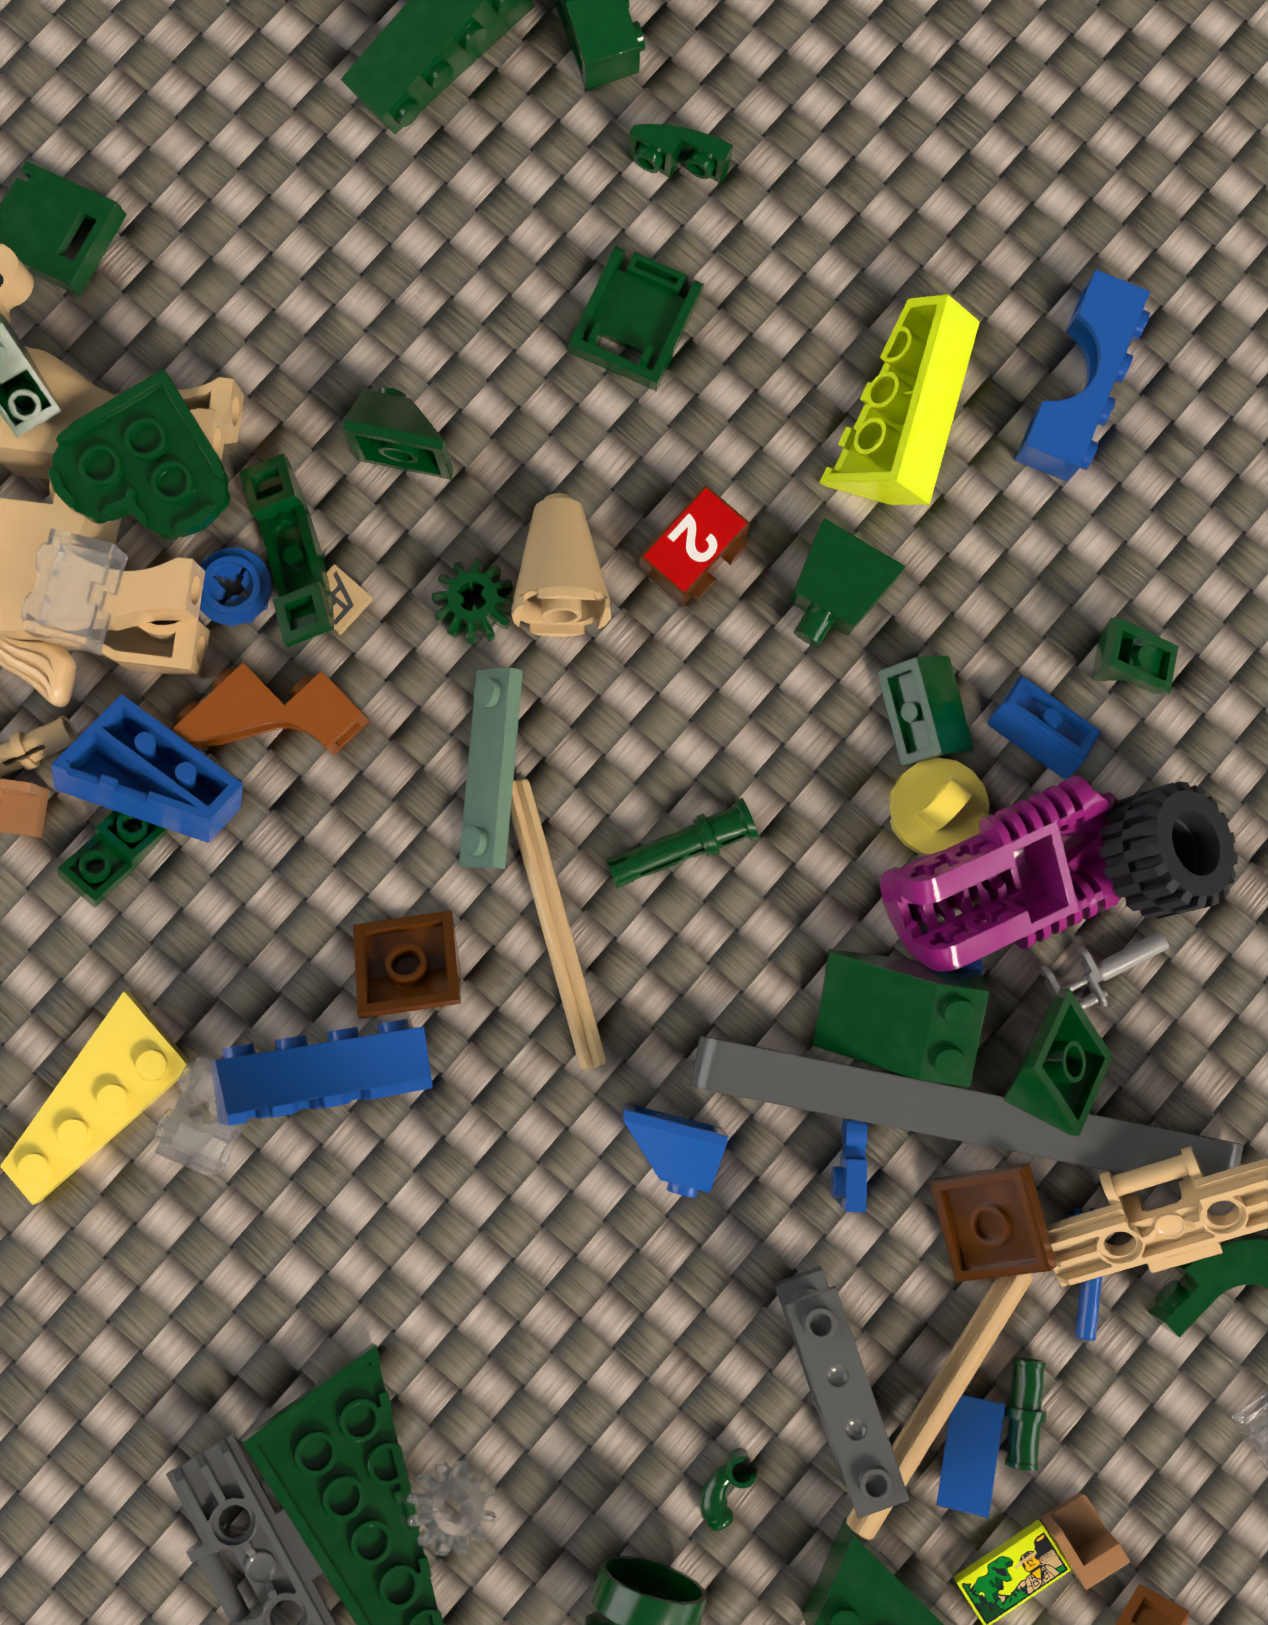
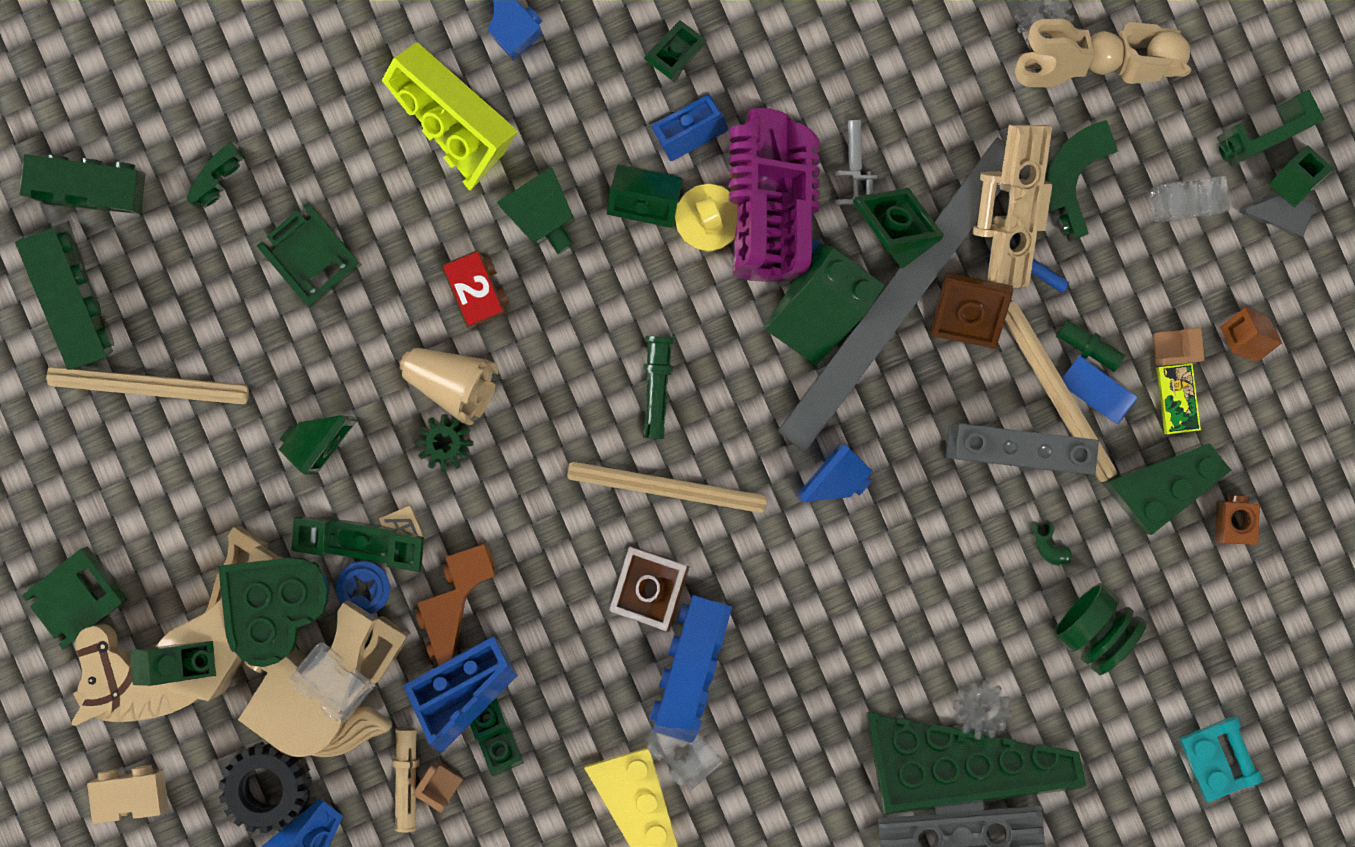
camera: 55 degrees left, 5 degrees up
(371, 195) = (147, 385): none -> tan axle
(490, 768) = (553, 481): sand green plate -> none
(850, 1179) = (905, 382): blue plate -> none
(1168, 850) = (803, 74): black tyre -> none

